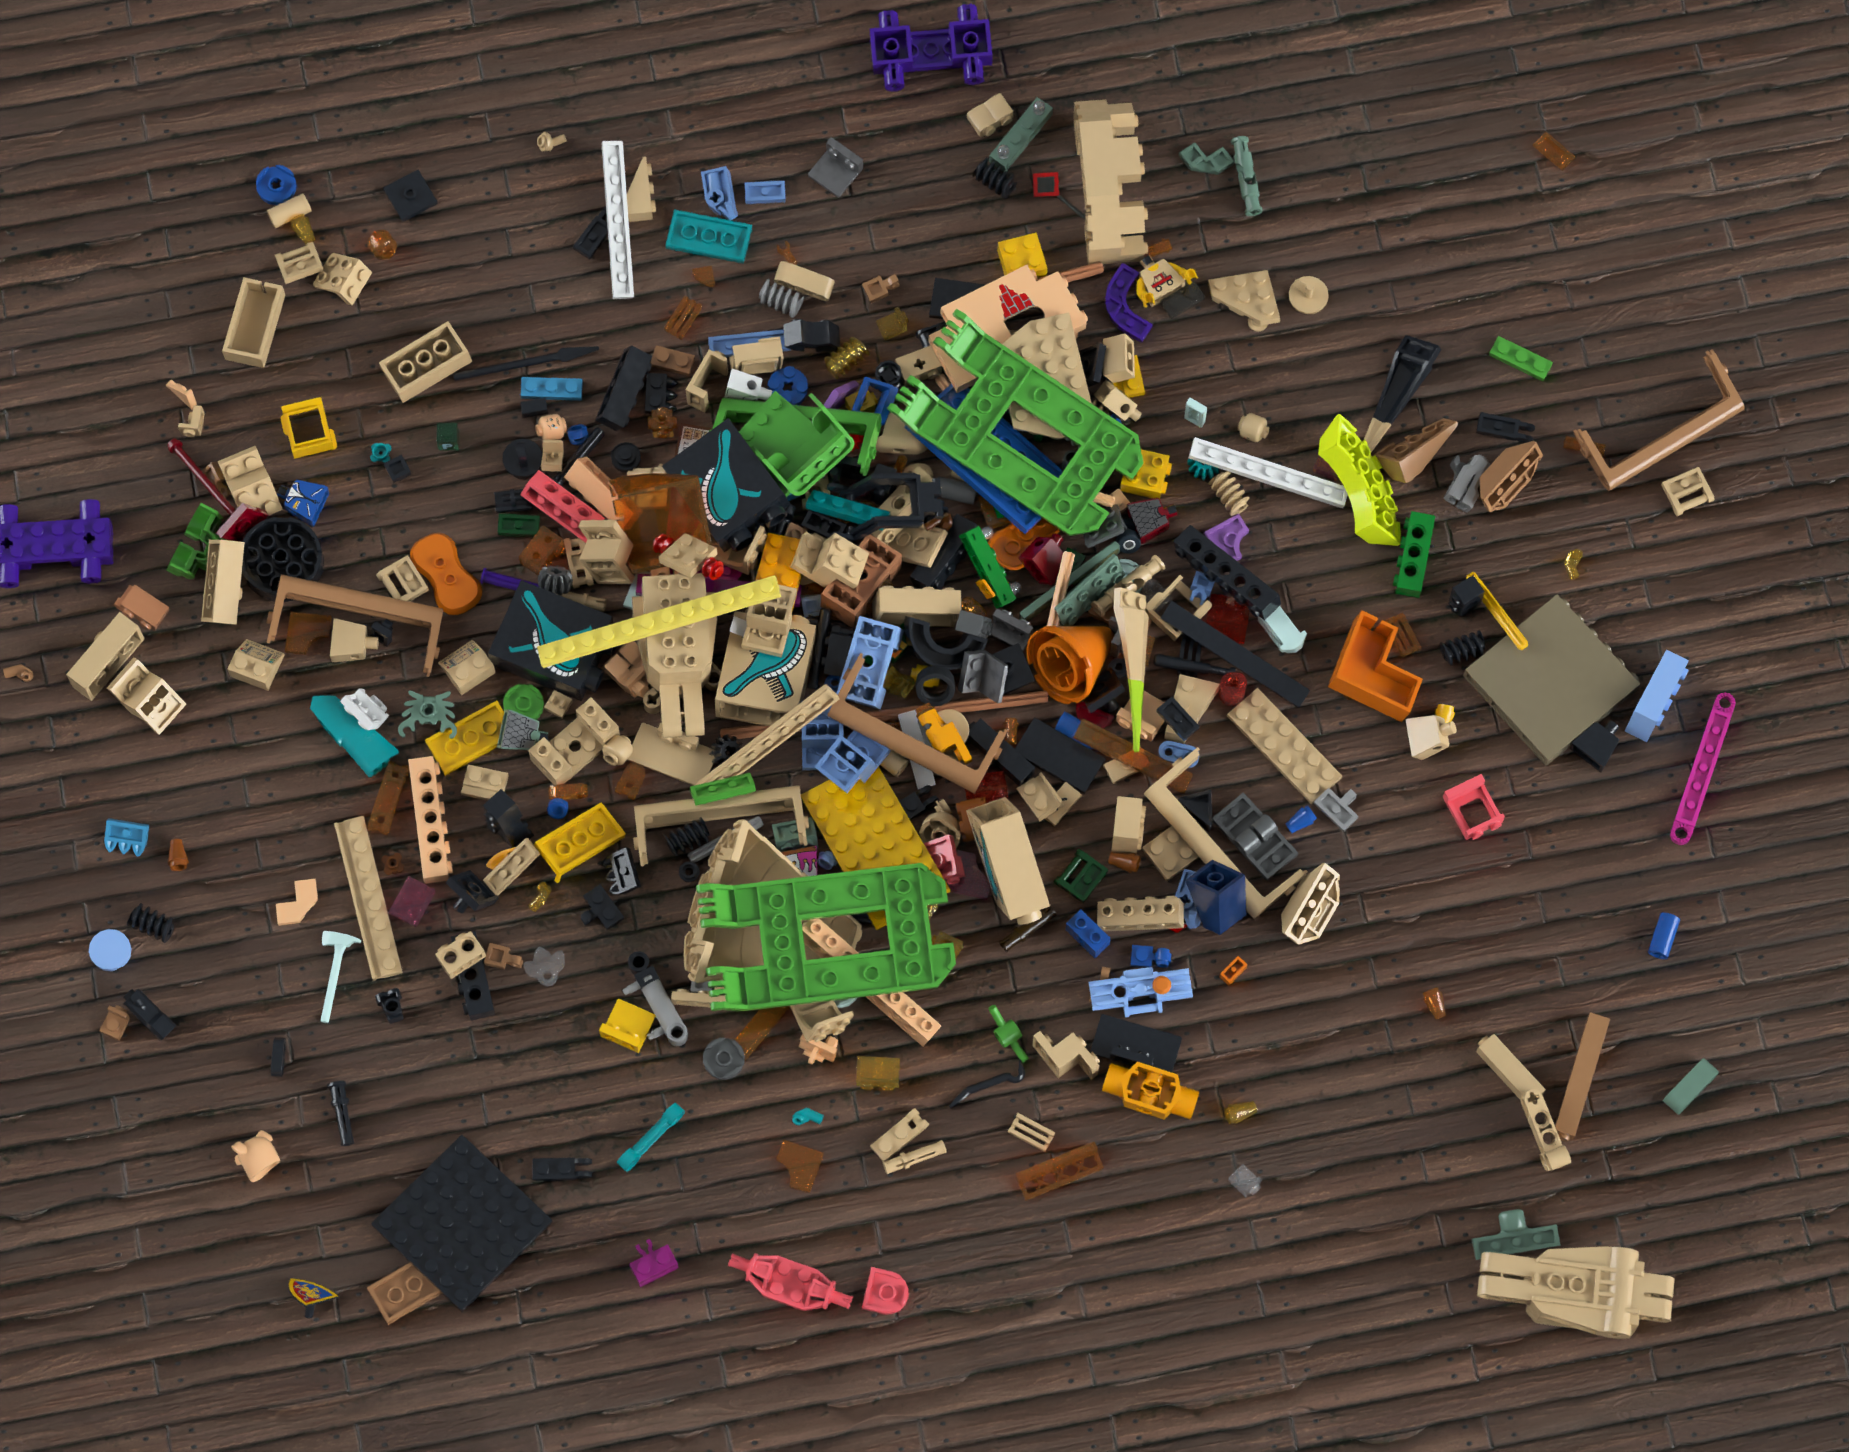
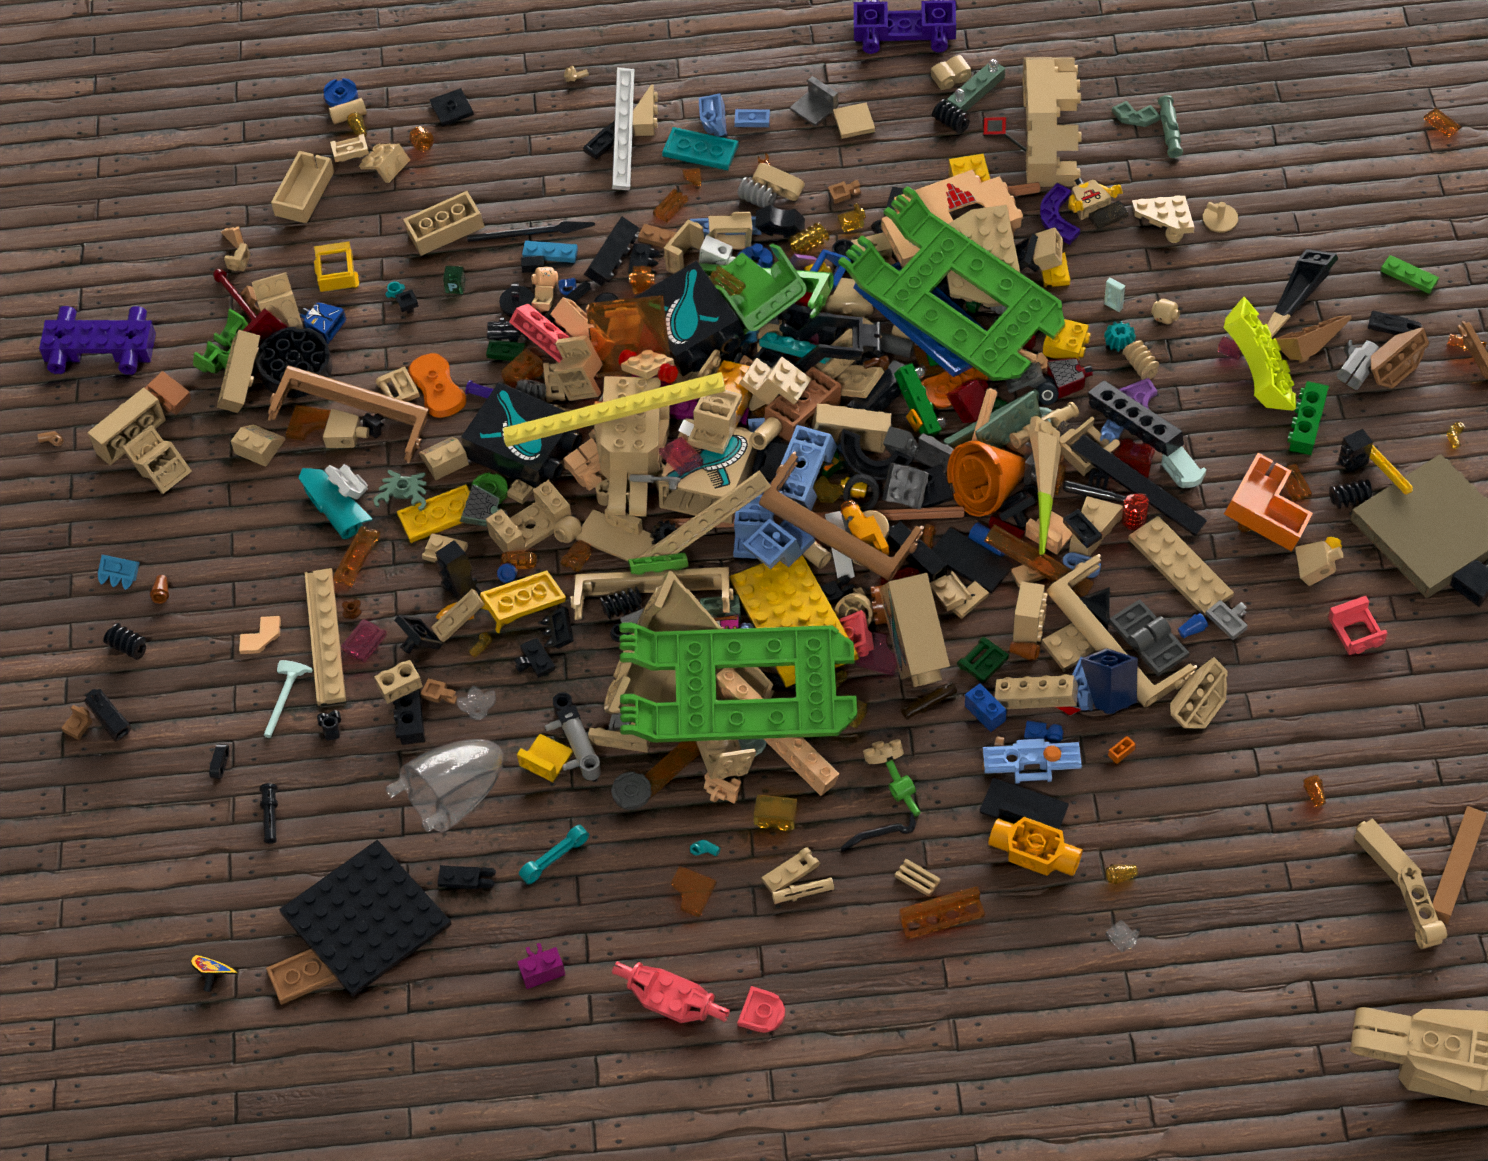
camera: 10 degrees right, 15 degrees down
(110, 950) = (85, 663): light blue tile -> none
(256, 1155) = (180, 839): light nougat piece -> none
(419, 769) = (388, 533): light nougat brick -> none
(533, 1068) = (449, 781): none -> clear windscreen
(701, 694) = (673, 481): none -> light grey piece
(736, 663) = (681, 456): none -> clear pink plate
(747, 423) = (715, 274): none -> clear orange tile
(825, 625) = (765, 433): none -> tan pin
(883, 187) = (854, 120): none -> tan tile
(984, 995) = (881, 751): none -> tan plate
(1066, 1054) = (956, 808): tan bracket -> none
(1117, 401) = (1041, 276): tan torso -> none
(1159, 248) = (1092, 174): clear orange pin -> none
(1268, 472) = (1177, 344): white plate -> none
(1516, 1236) = (1389, 999): sand green plate -> none

